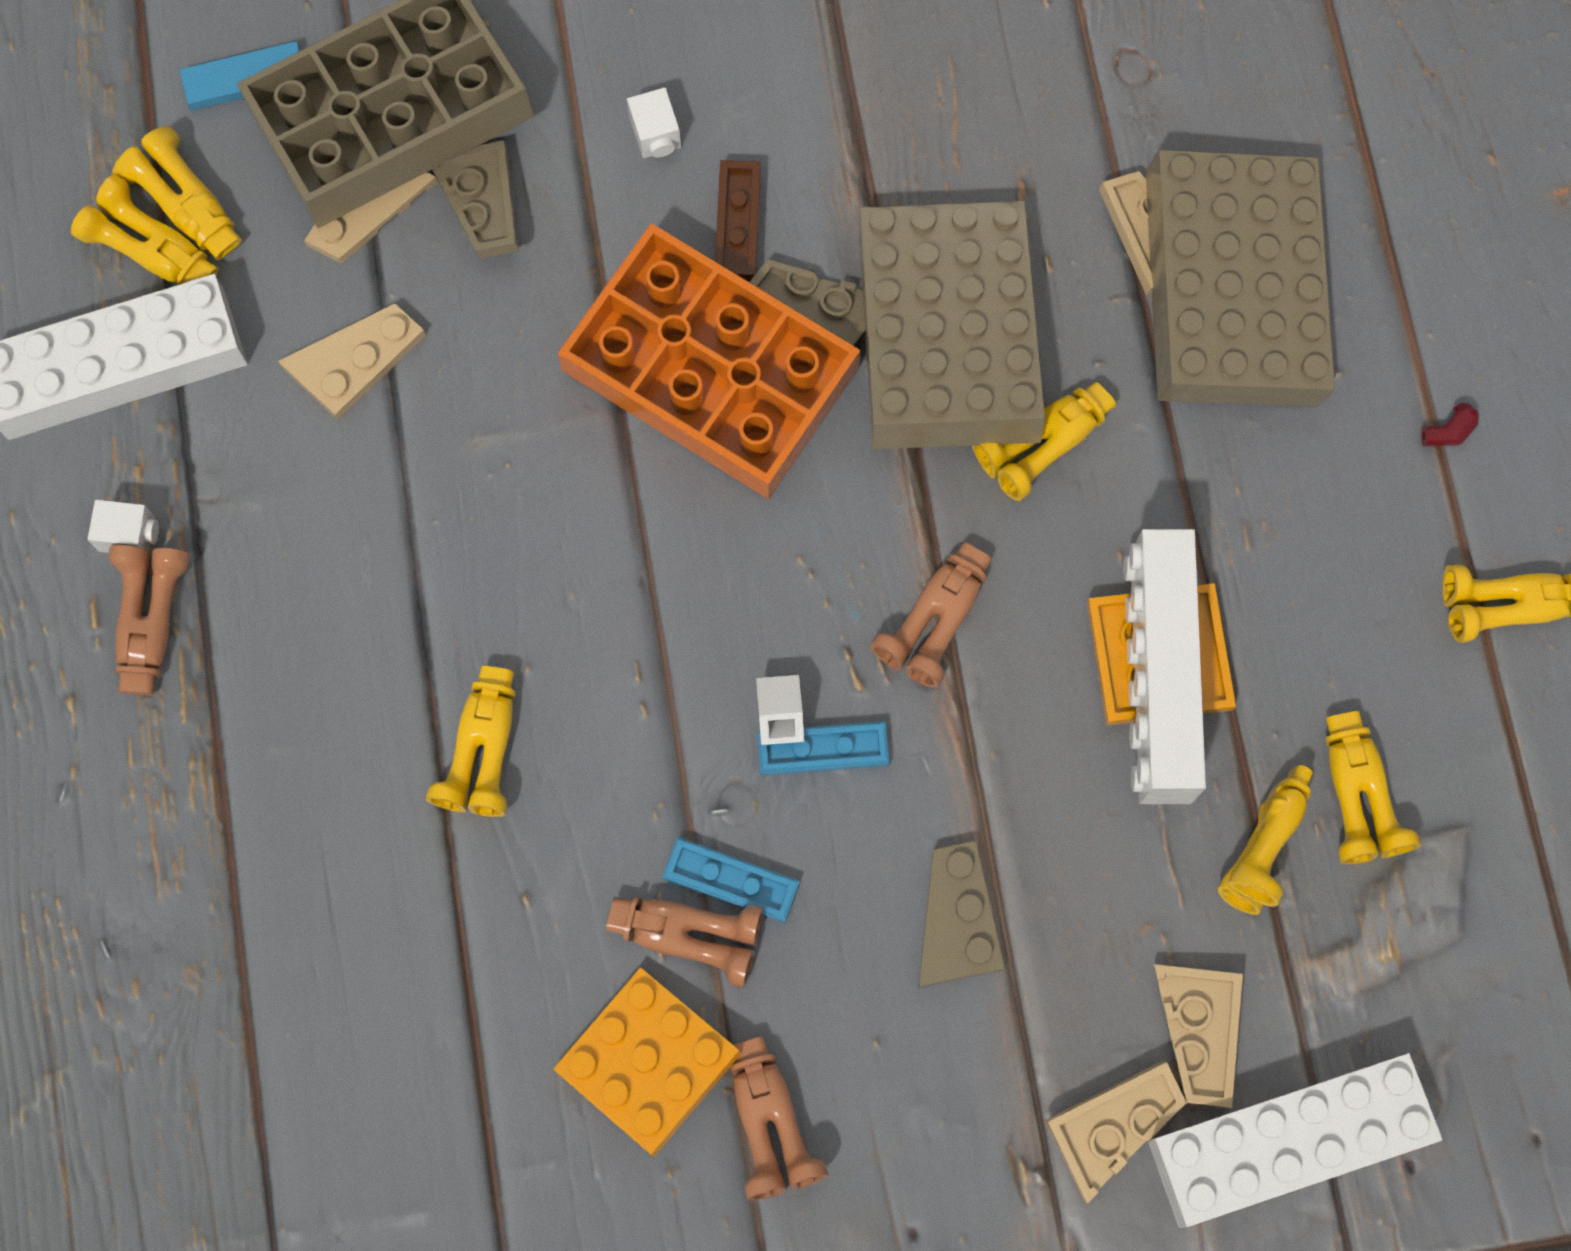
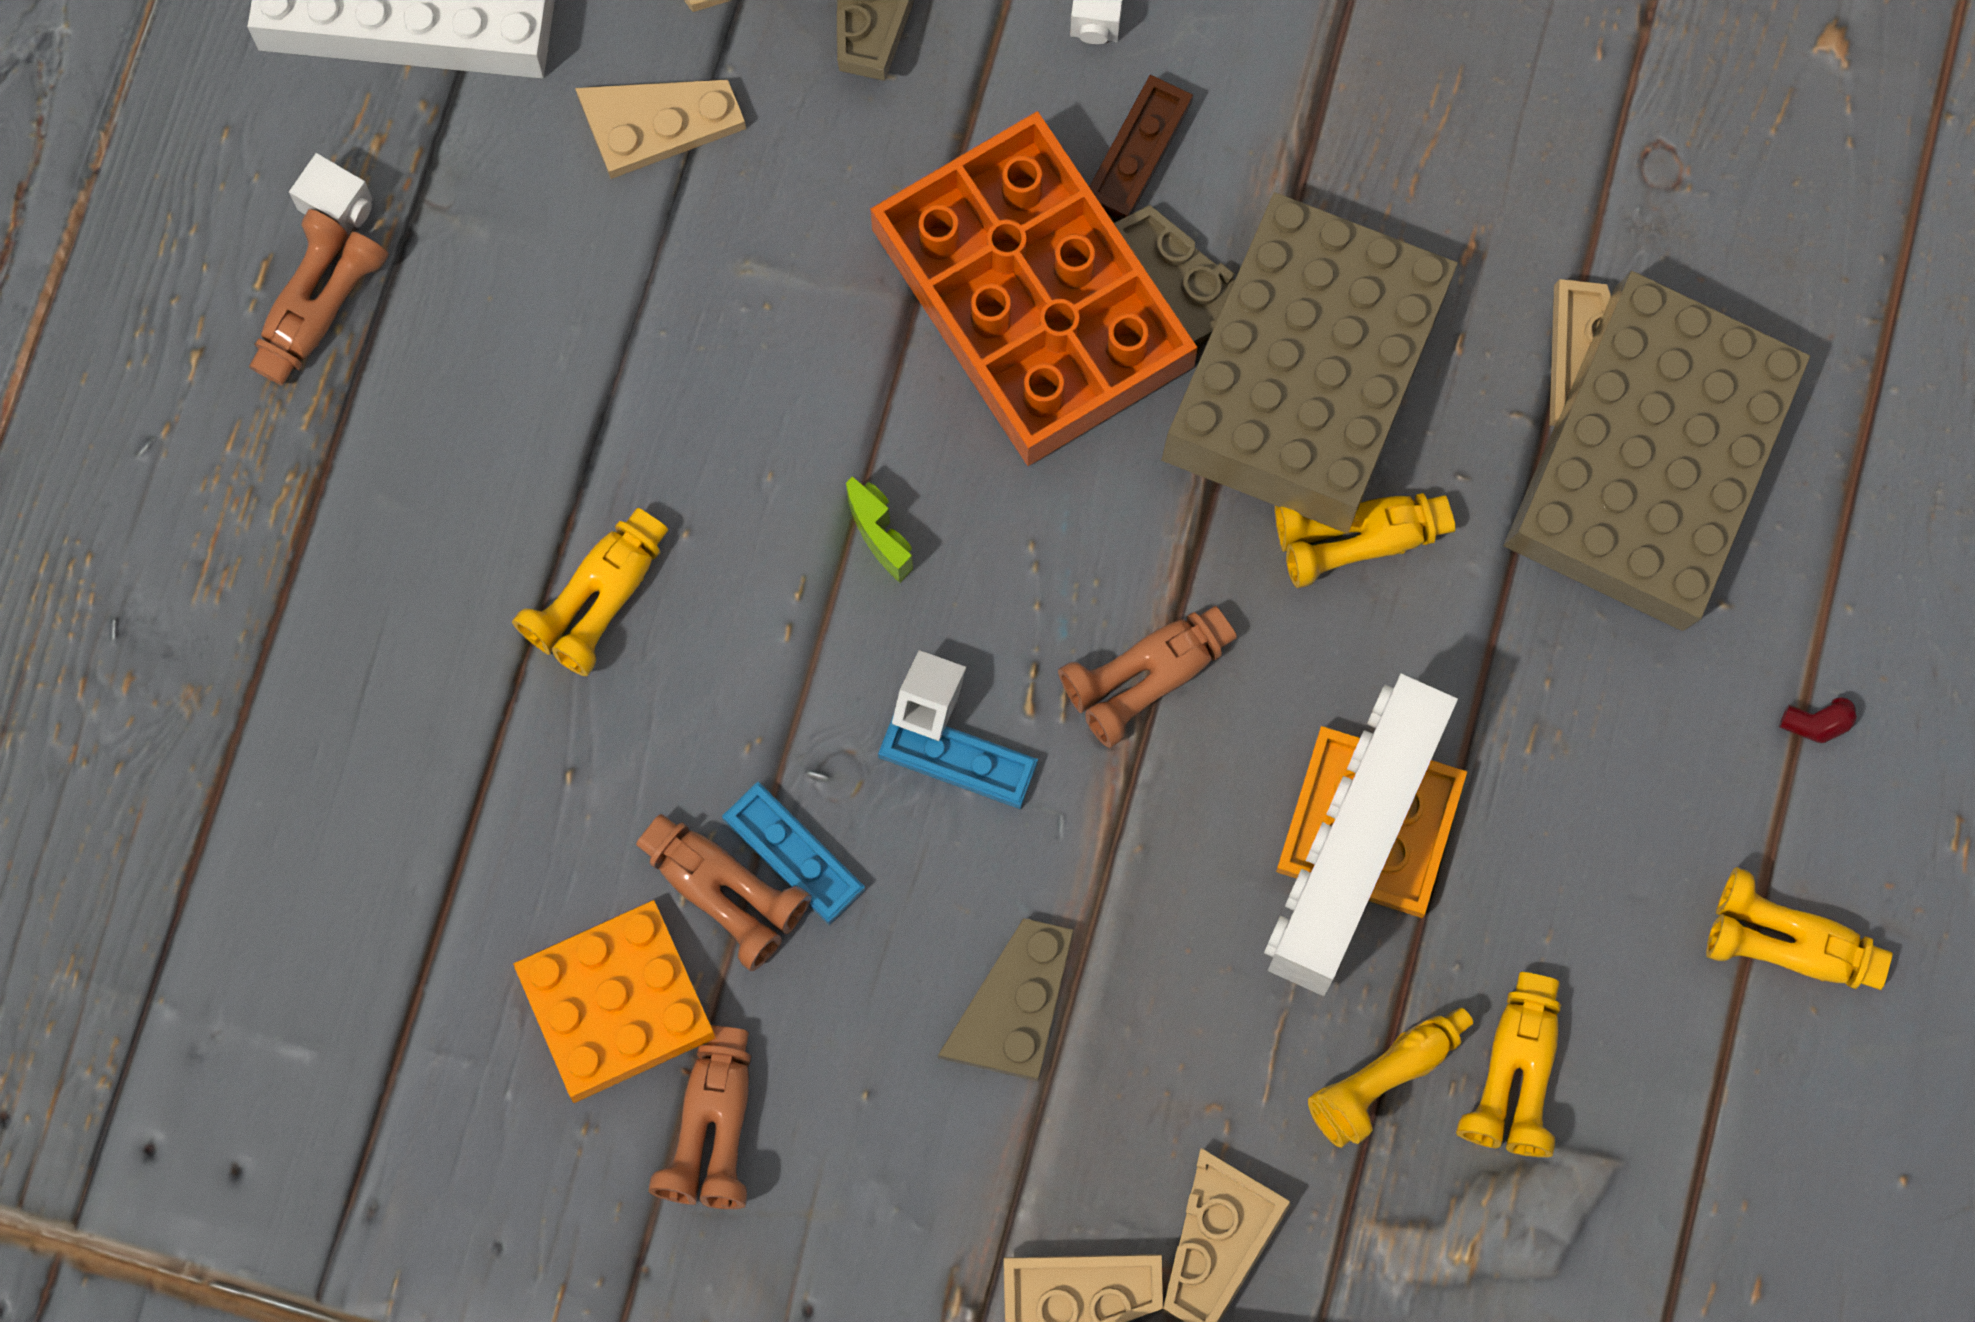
camera: 25 degrees right, 0 degrees up
(666, 591) = (872, 517): none -> lime slope

